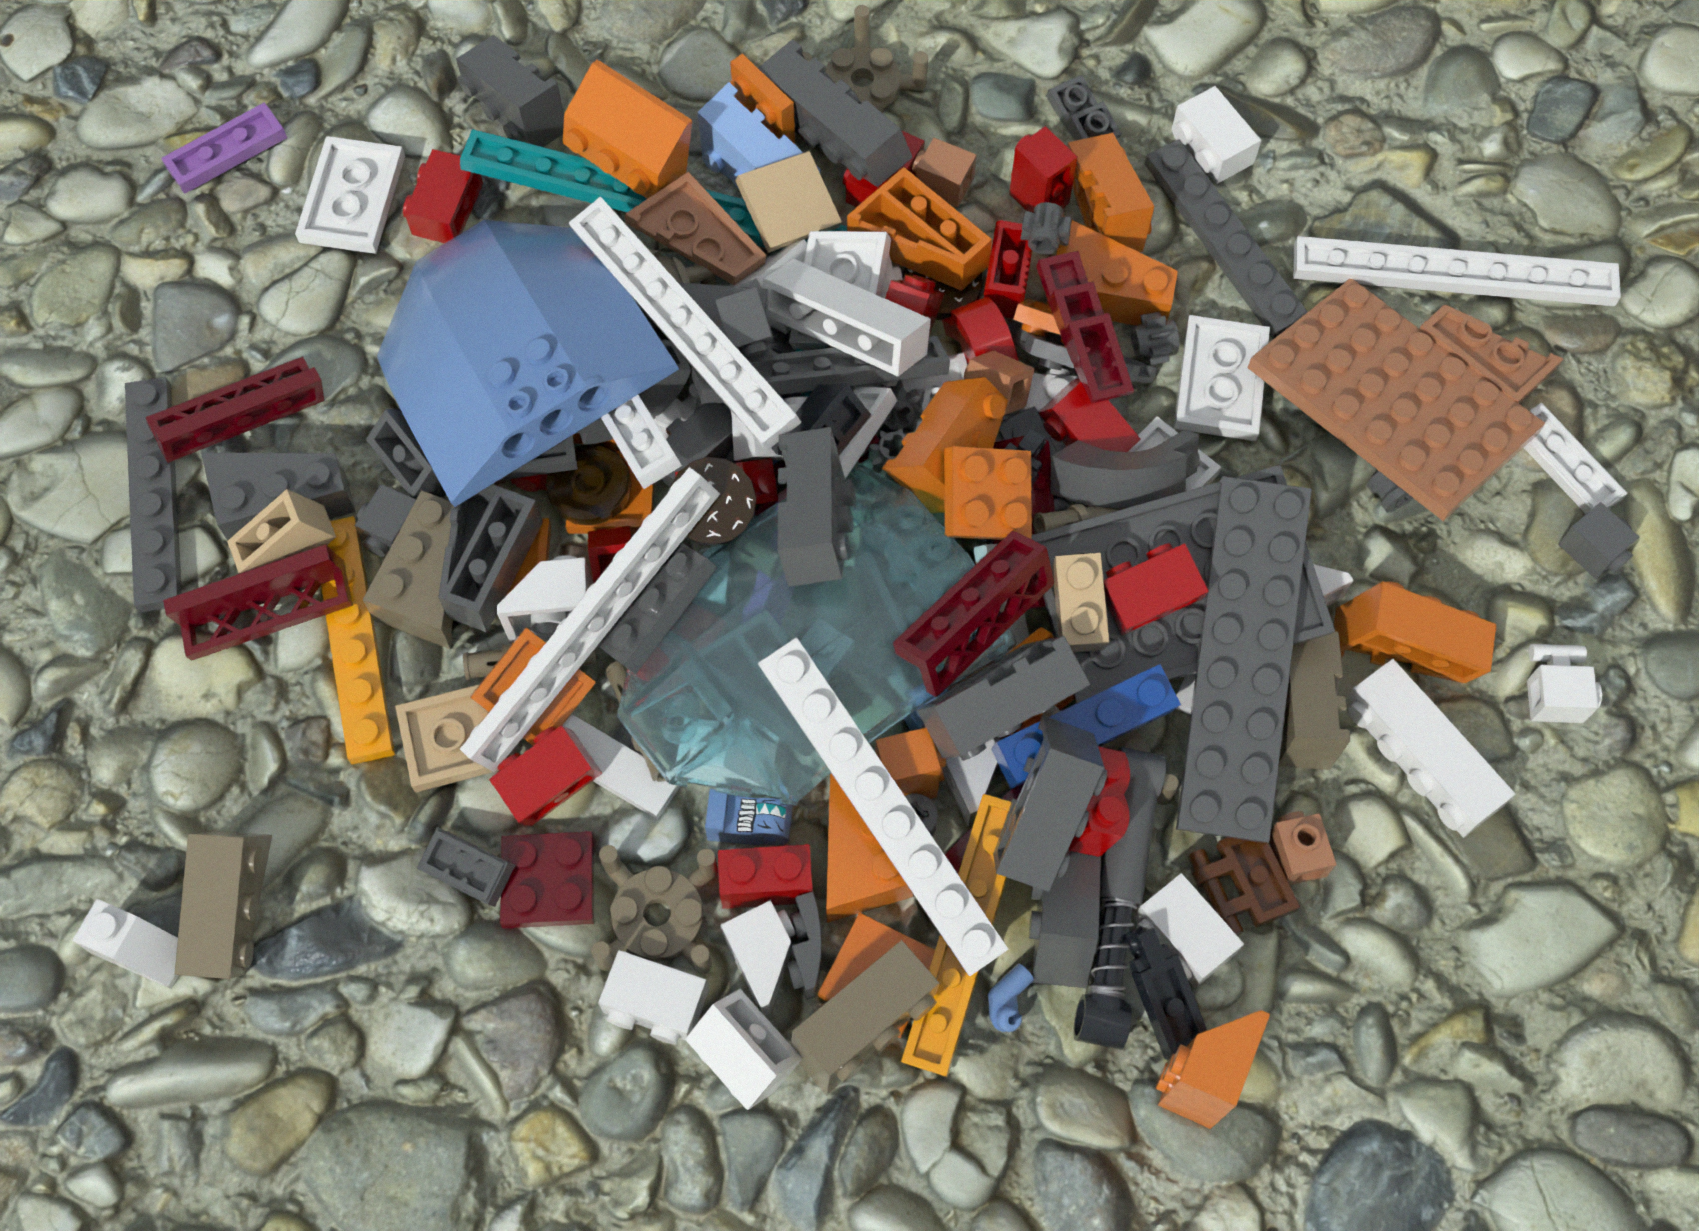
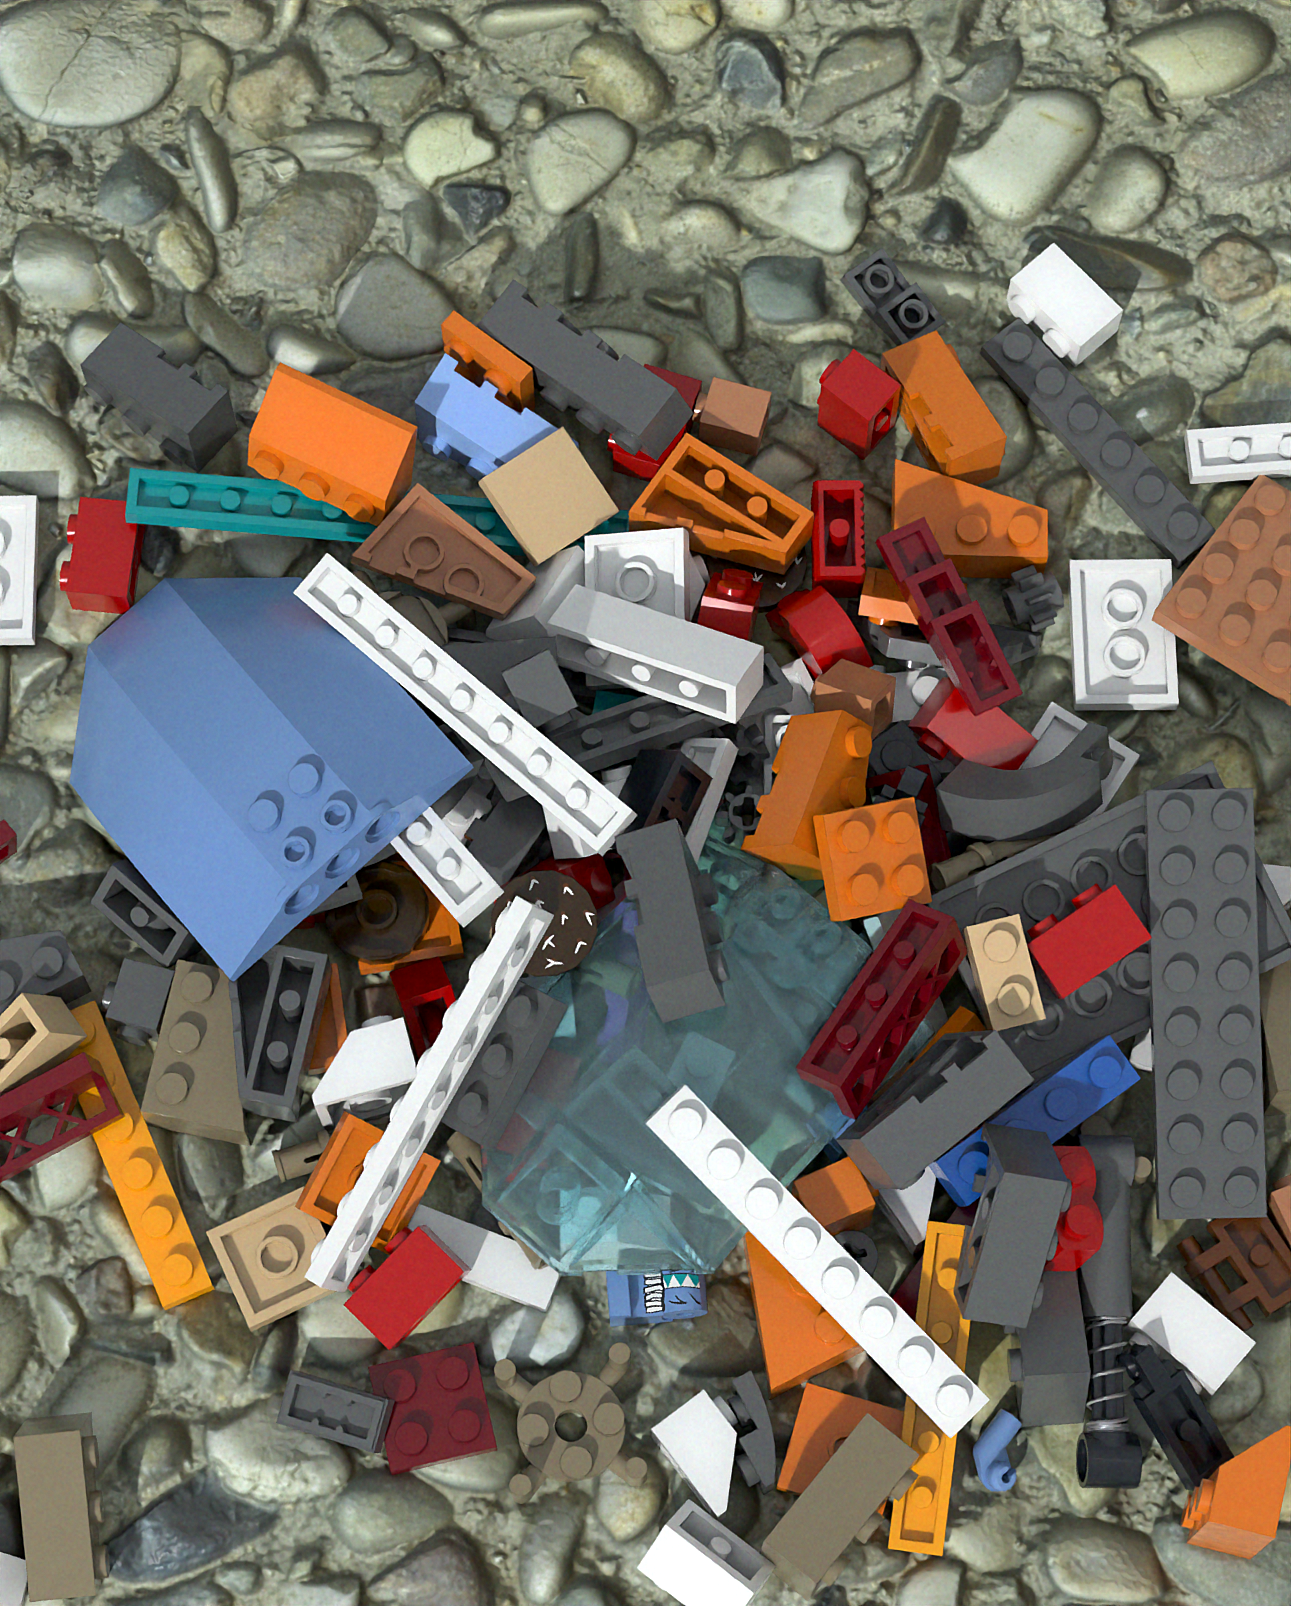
camera: 10 degrees left, 5 degrees up
(653, 997) = (588, 1527): white brick -> none
(764, 874) = (689, 1360): red brick -> none
(875, 66) = (613, 274): dark tan plate -> none
(1046, 228) = (877, 485): dark grey gear -> none

